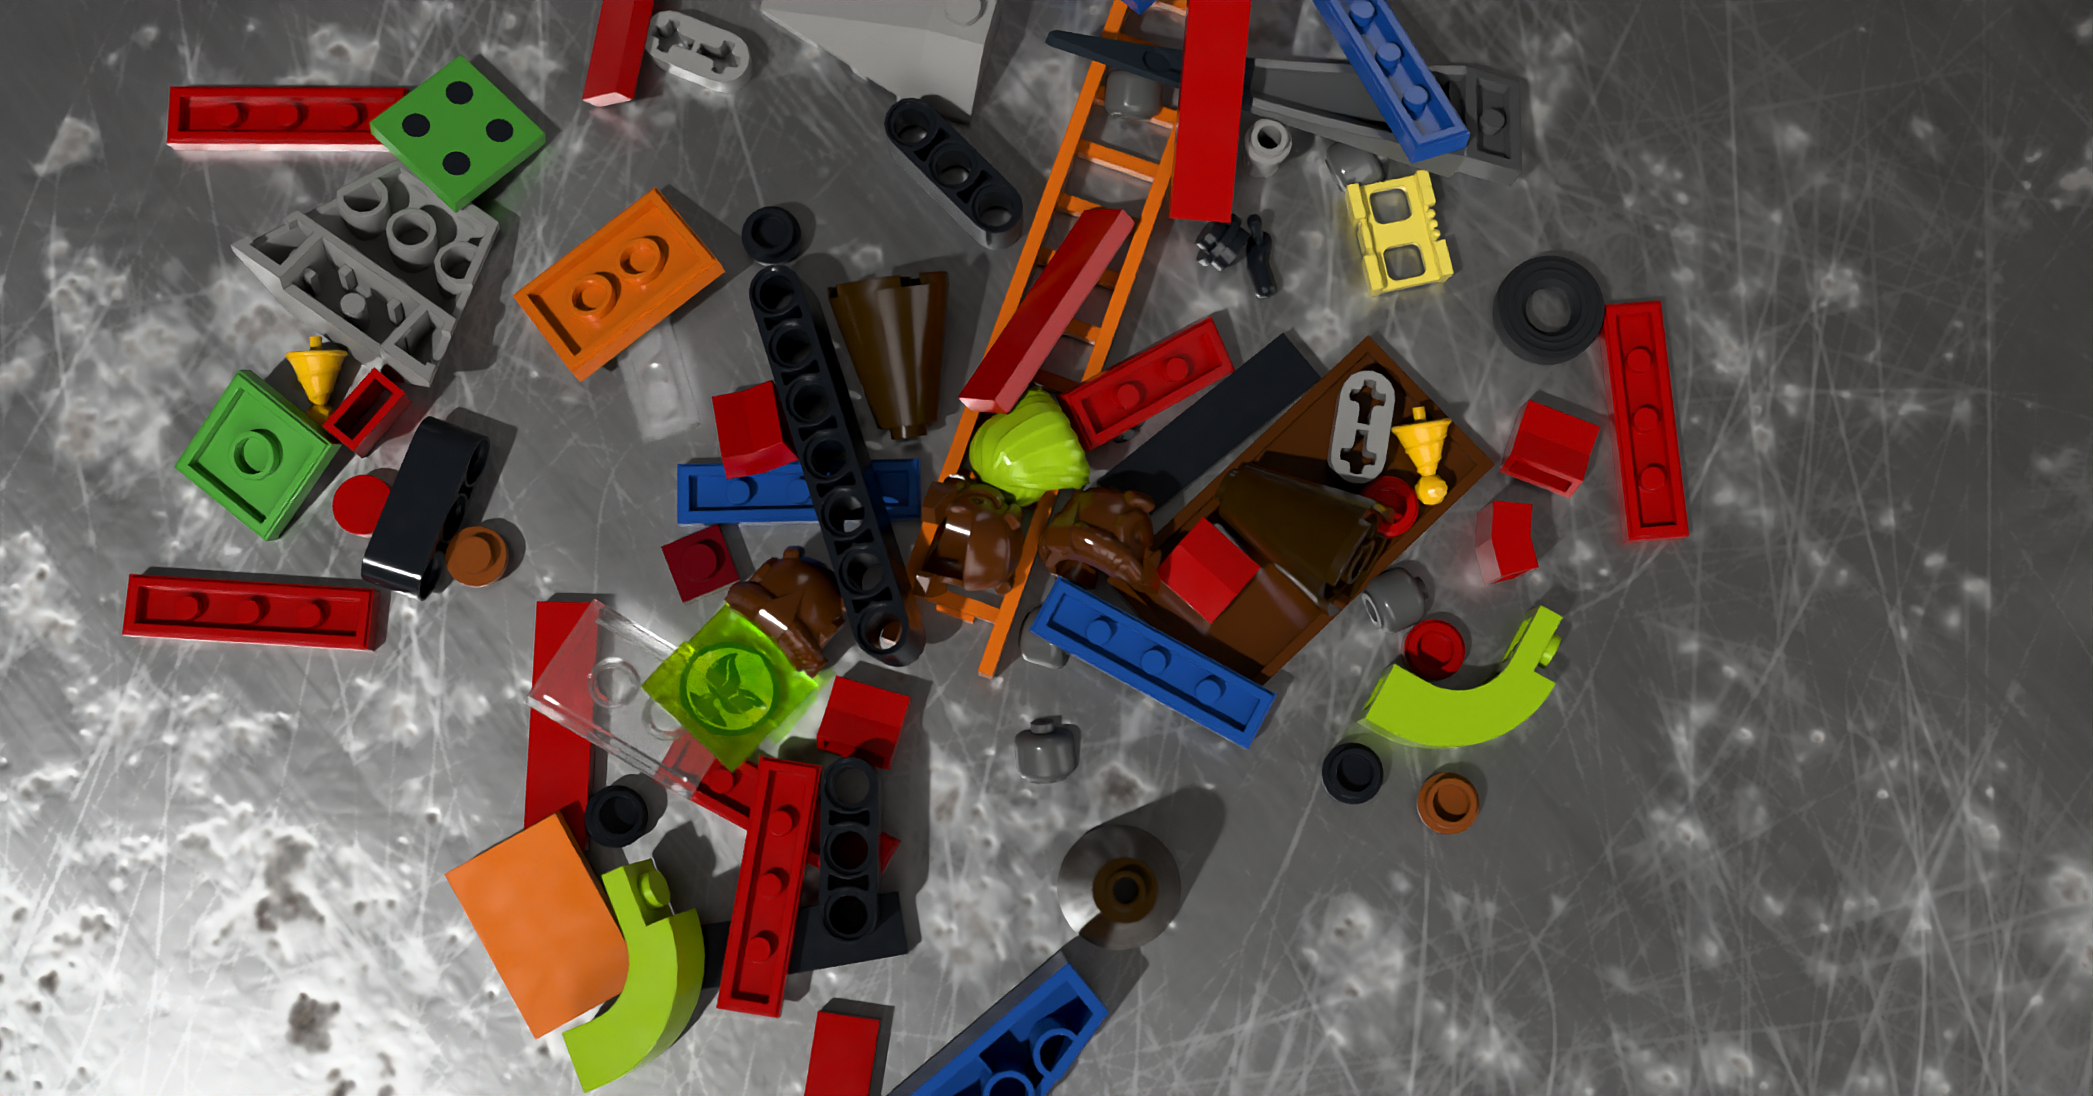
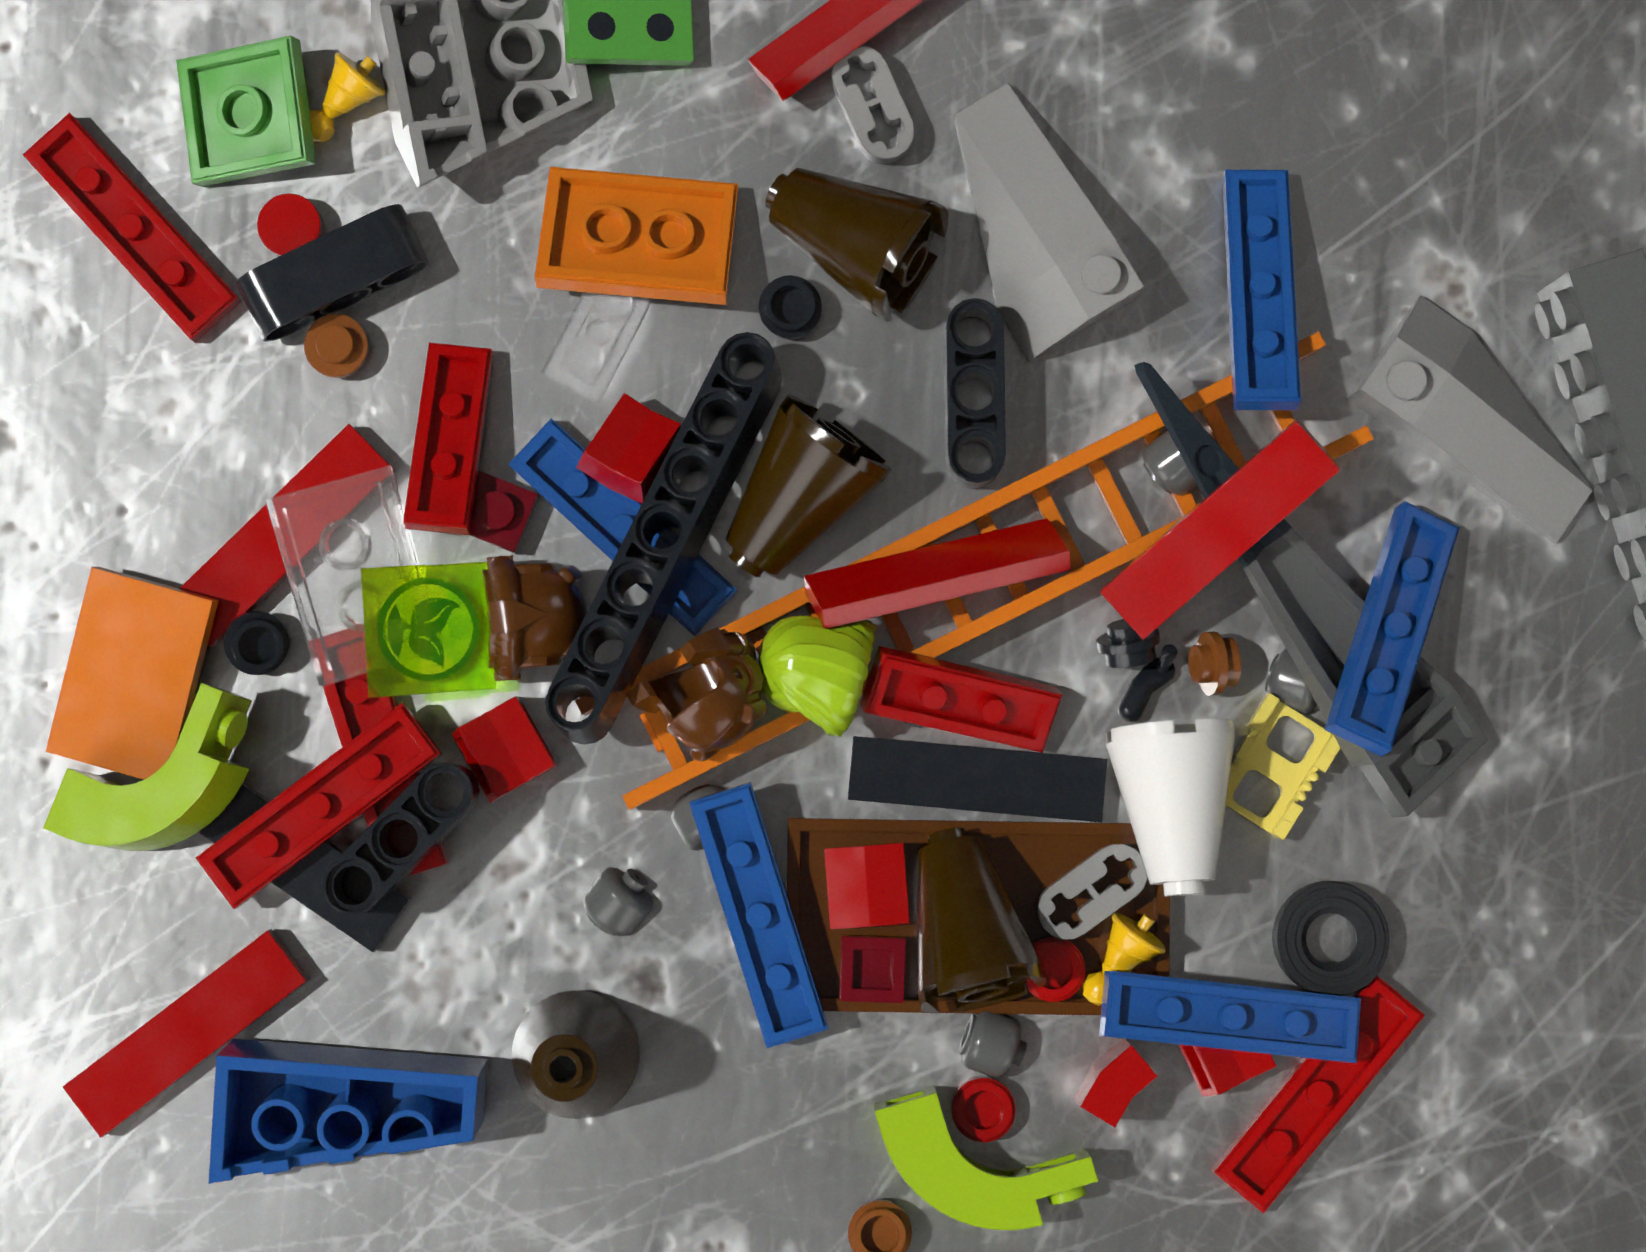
camera: 45 degrees right, 5 degrees up
(356, 405) = (350, 142): red piece -> none
(618, 545) = (448, 439): none -> red tile
(771, 138) = (859, 235): none -> dark brown cone
(1103, 530) = (811, 784): reddish brown helmet -> none
(1266, 147) = (1245, 593): light grey pin -> none
(1266, 624) = (872, 969): none -> dark red plate
(1291, 200) = (1214, 663): none -> dark orange plate
(1352, 773) = (830, 1140): black plate -> none
(1354, 306) = (1175, 796): none -> white cone
(1537, 421) = (1230, 1017): none -> blue tile

